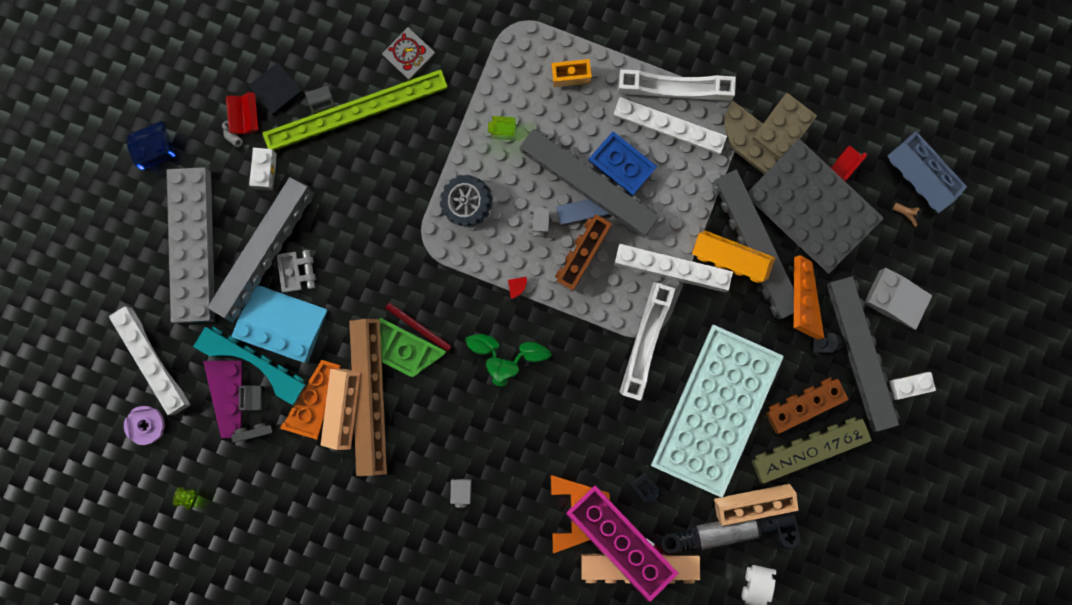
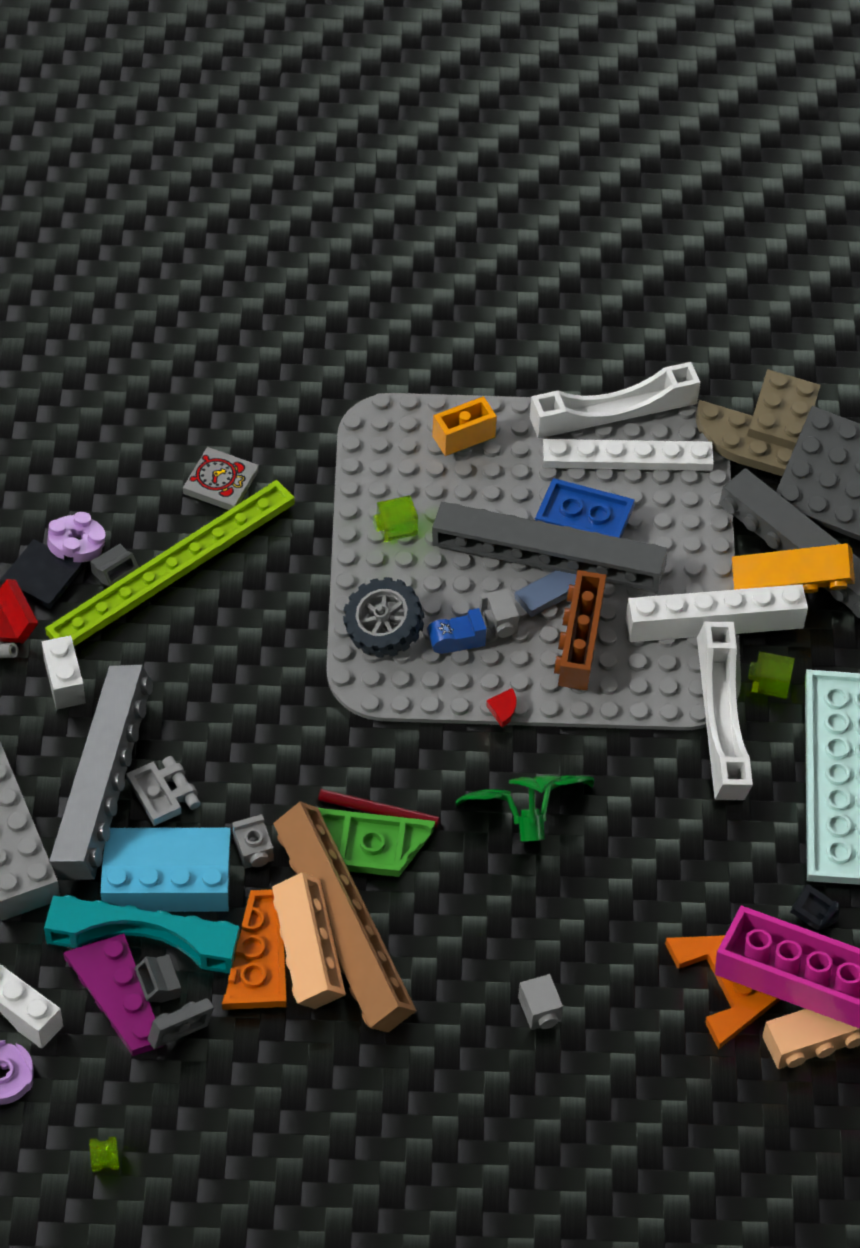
camera: 25 degrees left, 30 degrees down
(295, 63) = (62, 540): none -> lavender plate
(340, 321) = (253, 842): none -> light grey brick
(508, 225) = (458, 633): none -> blue leg
(690, 319) = (771, 674): none -> clear neon green brick

